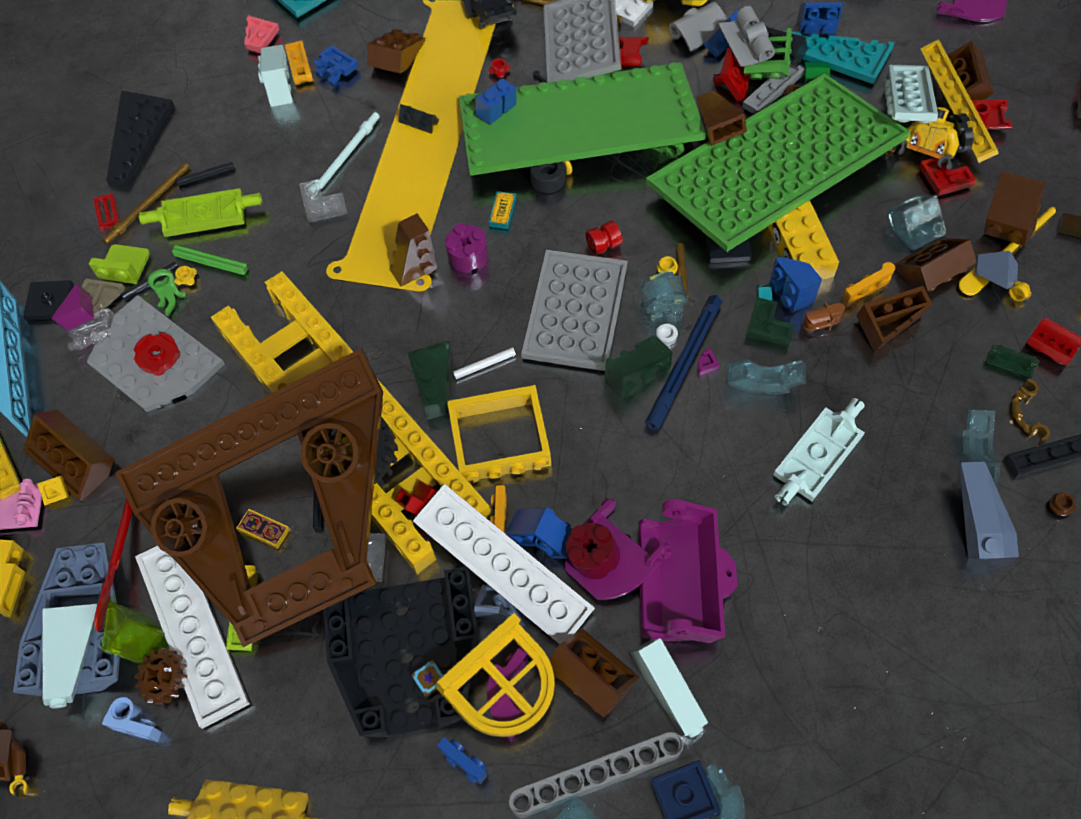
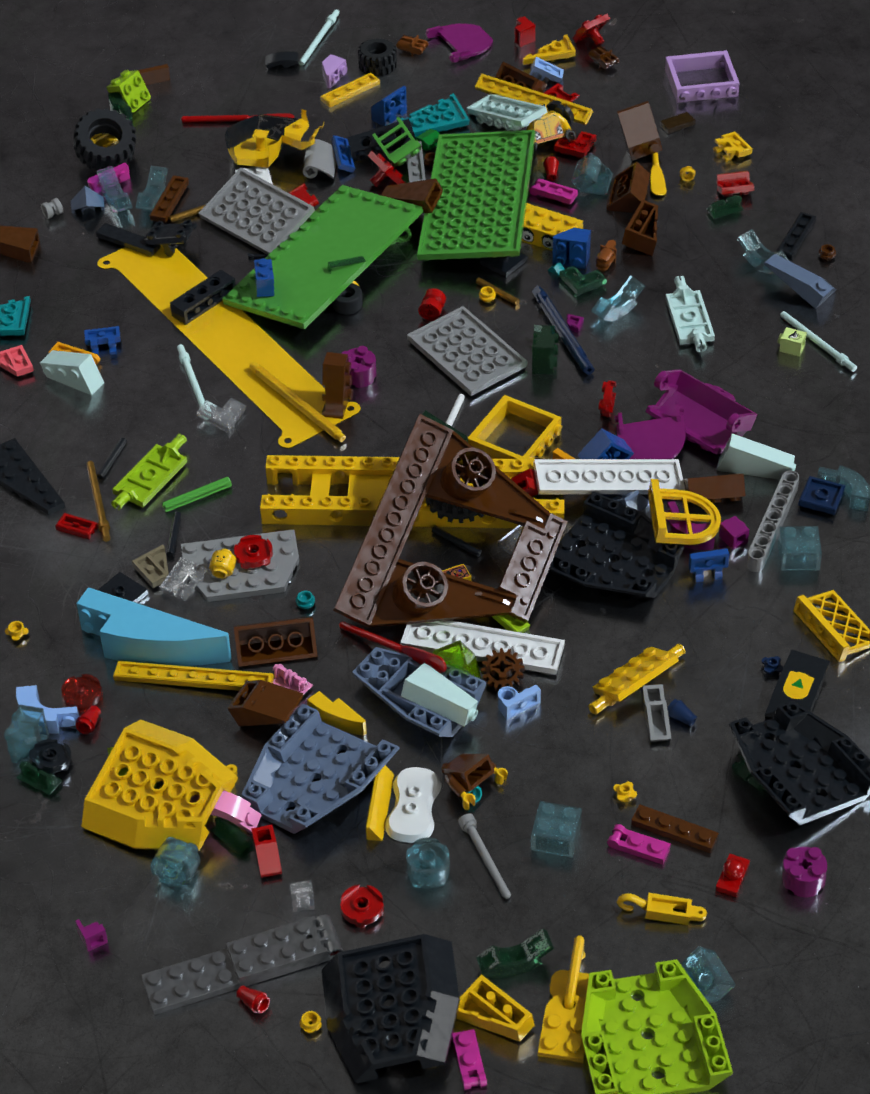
camera: 50 degrees left, 15 degrees down
(53, 490) = (295, 662): yellow tile -> none
(75, 309) = (164, 570): magenta slope -> none
(119, 343) = (222, 563): none -> yellow head
(121, 264) = (142, 537): lime bracket -> none
(141, 436) = (305, 599): none -> teal plate
(165, 289) = (195, 528): bright green piece -> none
(185, 275) = (195, 513): yellow plate -> none
(385, 241) = (297, 401): none -> yellow piece
(394, 50) = (135, 303): reddish brown slope -> none
(417, 118) = (213, 328): black hinge -> none
(427, 678) = (642, 550): tile -> none
(444, 82) = (202, 297): none -> black brick
(499, 67) = (222, 265): red plate -> none
(502, 210) = (345, 337): tile -> none
(543, 746) = (734, 532): none -> magenta brick
(576, 138) = (345, 262): none -> clear green piece
(592, 550) = (644, 435): dark red brick -> none
(618, 475) = (607, 403): none -> red plate
(663, 294) = (510, 304): clear light blue brick -> none
(667, 334) = (529, 326): white tile -> none
(748, 38) = (376, 139): light grey panel -> none
(862, 209) = (553, 191): none -> dark pink plate
(868, 284) = (608, 223): light orange plate -> none
(887, 578) = (792, 341): none -> yellowish green brick
(891, 181) = (551, 167): none -> red cone
(917, 647) = (841, 358): none -> light aqua bar
(998, 268) = (663, 168): sand blue slope -> none
(1011, 77) = (546, 70): none -> light blue plate
(1017, 411) = (749, 216): pearl gold piece -> none
(1039, 25) = (524, 32): none -> red piece
(1045, 64) = (553, 51): none -> yellow wing

